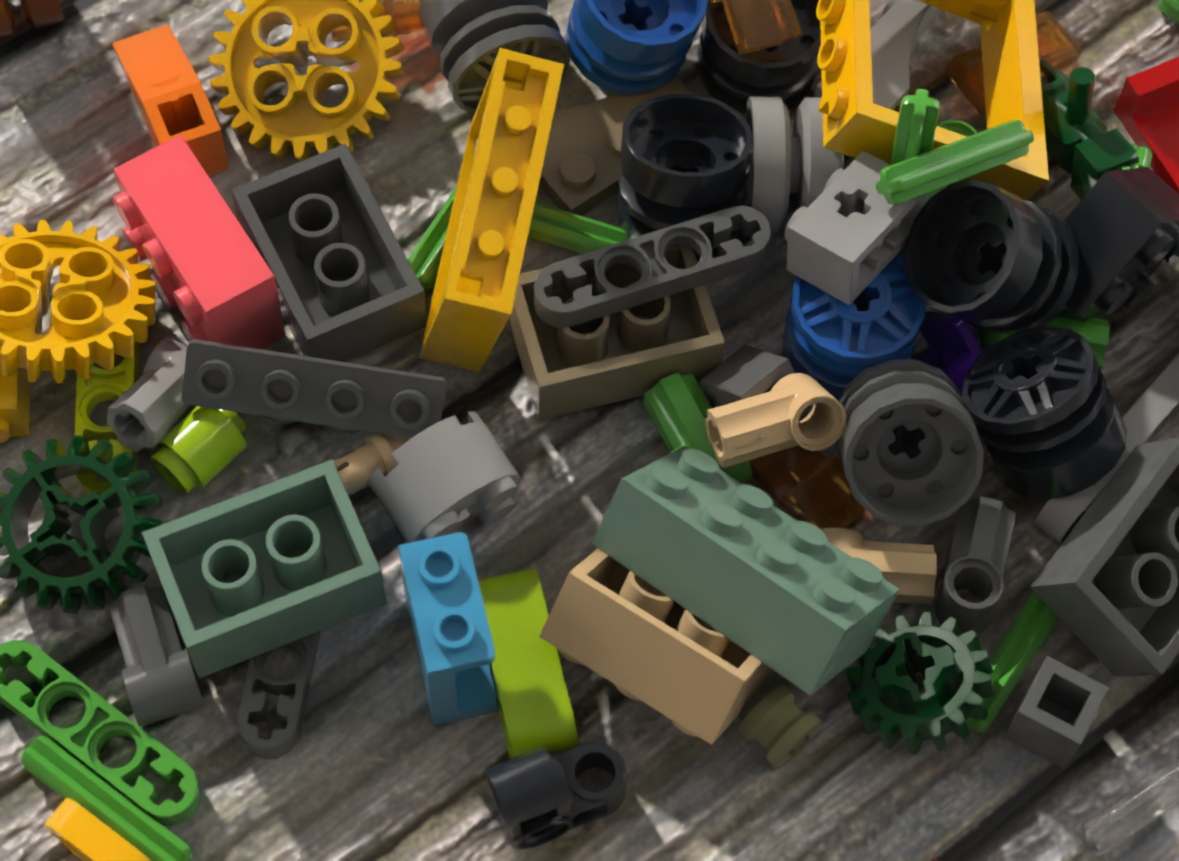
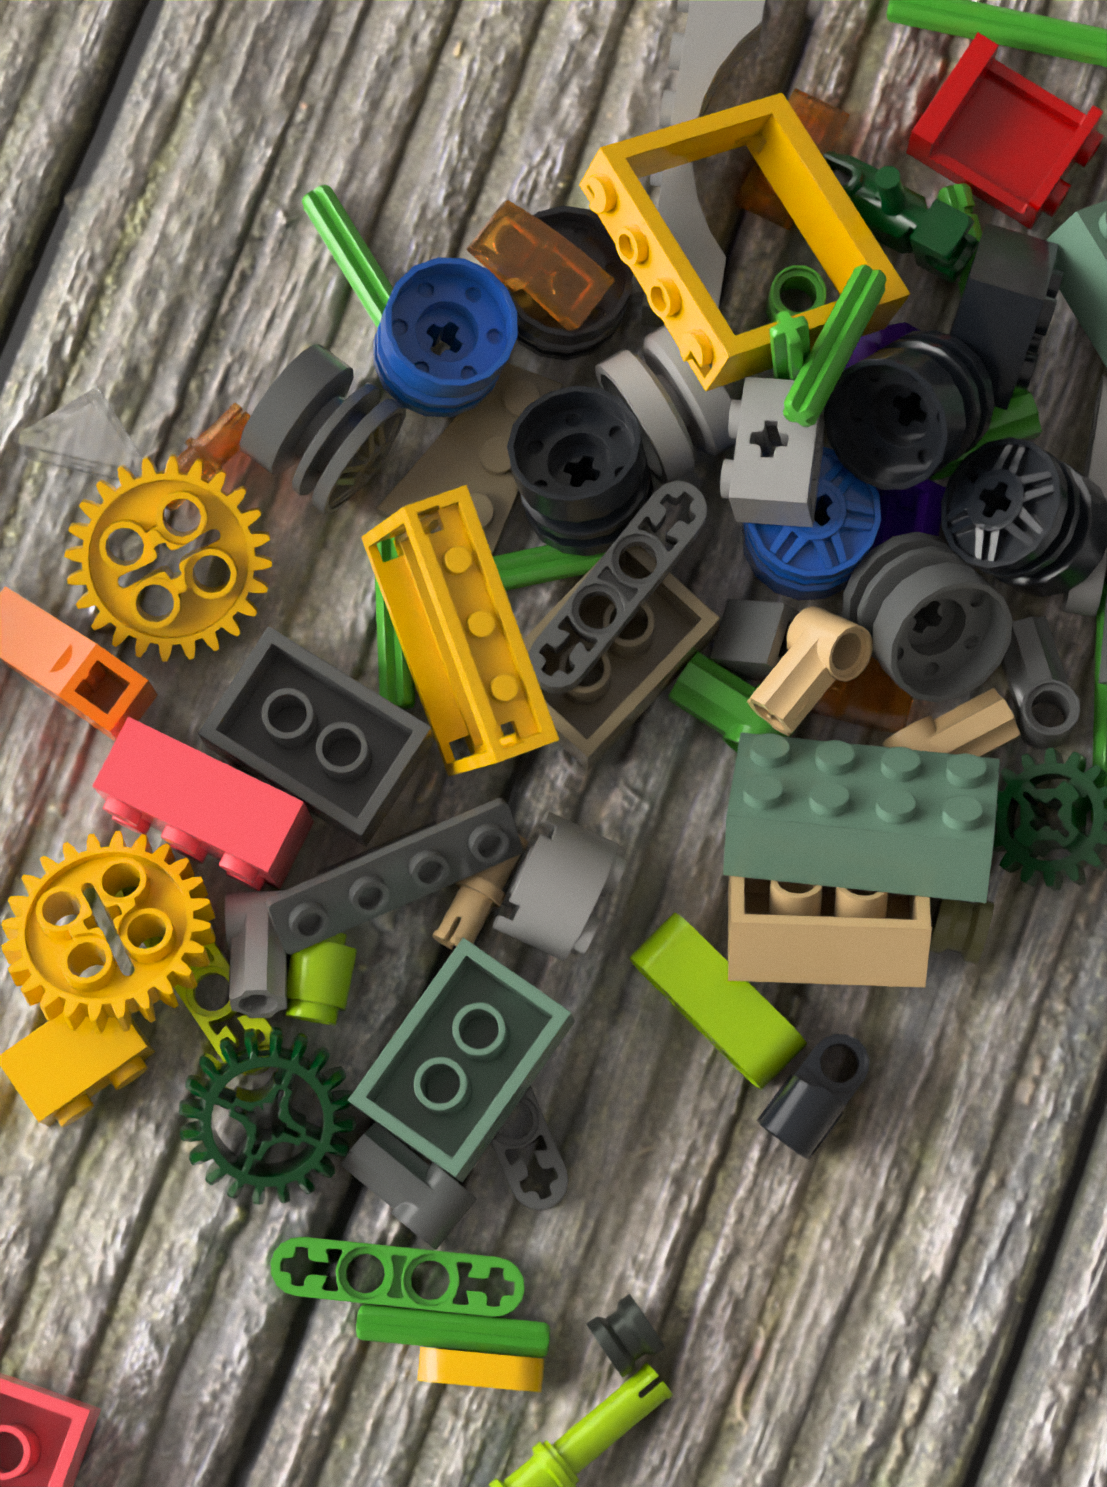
camera: 25 degrees left, 15 degrees up
(449, 627) = (648, 1017): dark azure panel -> none

